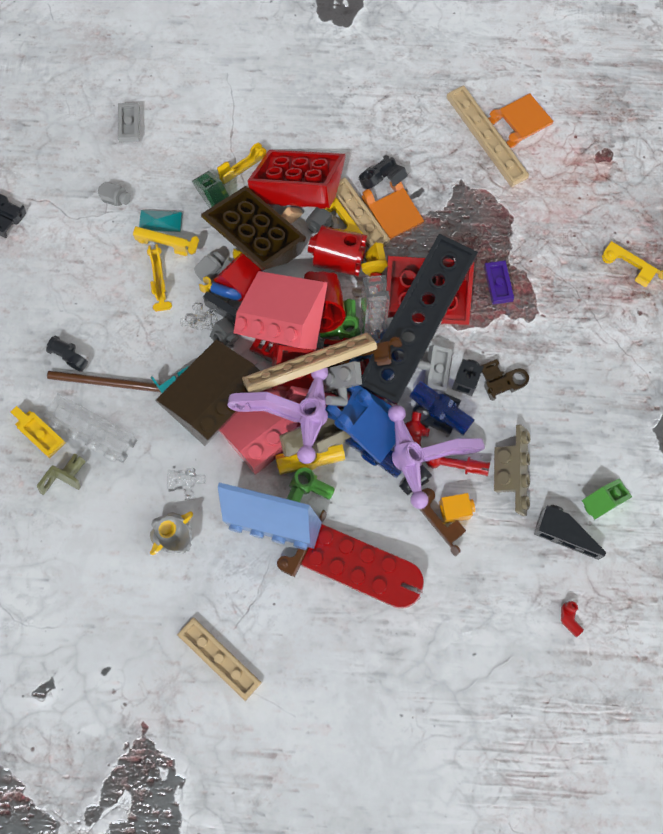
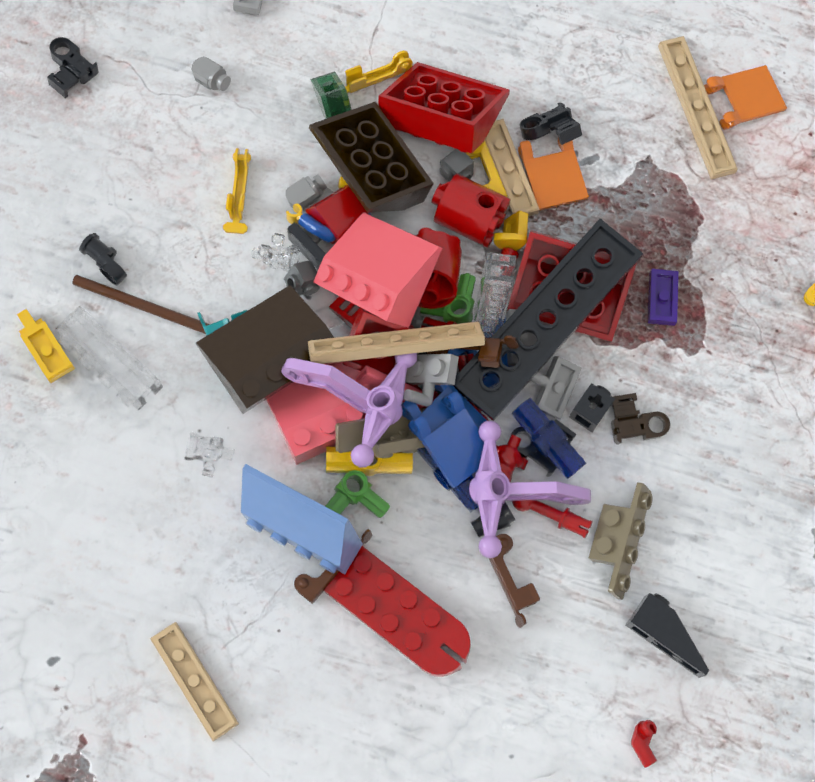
camera: 10 degrees right, 0 degrees up
(66, 474) = (65, 408): olive bracket -> none
(161, 220) = (260, 120): teal slope -> none
(171, 533) = (174, 512): light grey hair -> none
(179, 244) = (275, 155): yellow piece -> none
(291, 214) = (424, 150): light nougat tile -> none
(456, 508) = (535, 568): light orange brick -> none
(606, 498) = (728, 603): bright green slope -> none

